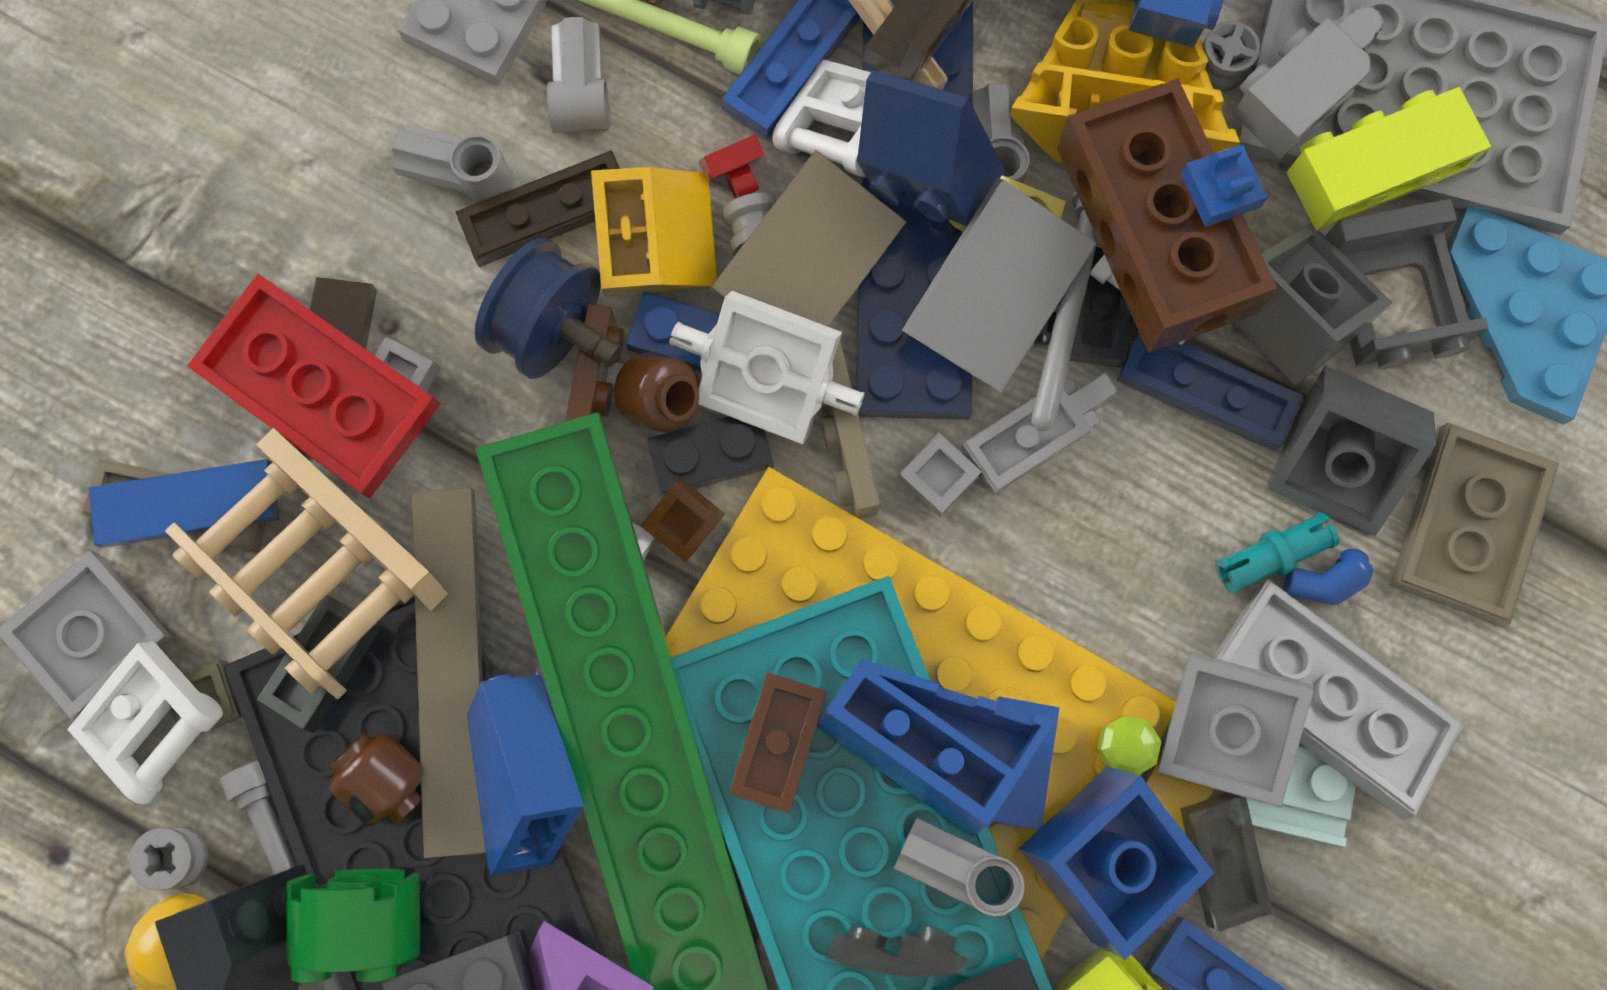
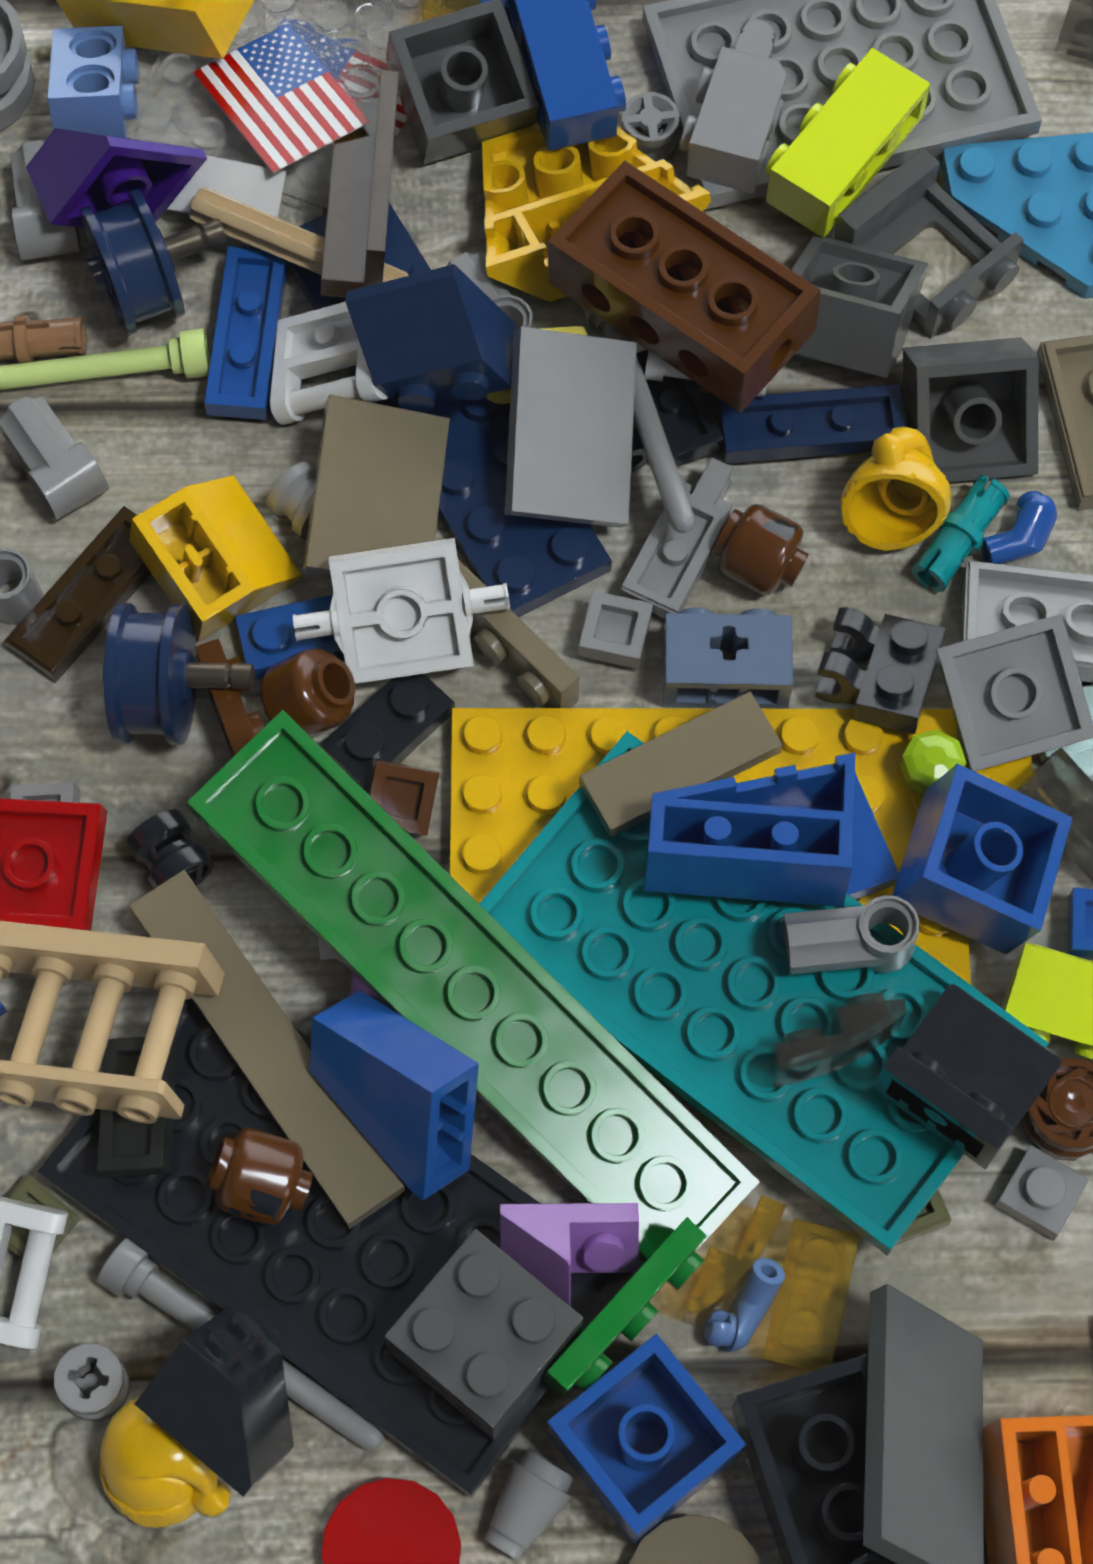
camera: 30 degrees left, 10 degrees down
(353, 923) = (320, 1305): green brick -> none
(465, 462) = (167, 848): none -> black wheel
(733, 163) = (254, 458): red tile -> none
(778, 742) = (618, 923): reddish brown plate -> none
(914, 632) = (689, 755): none -> dark tan tile
(1036, 578) = (695, 665): none -> sand blue brick
(1098, 475) = (760, 549): none -> reddish brown head
(1148, 648) = (897, 673): none -> black plate
(1224, 185) = (721, 227): blue tile -> none
(1241, 491) = (896, 493): none -> yellow piece

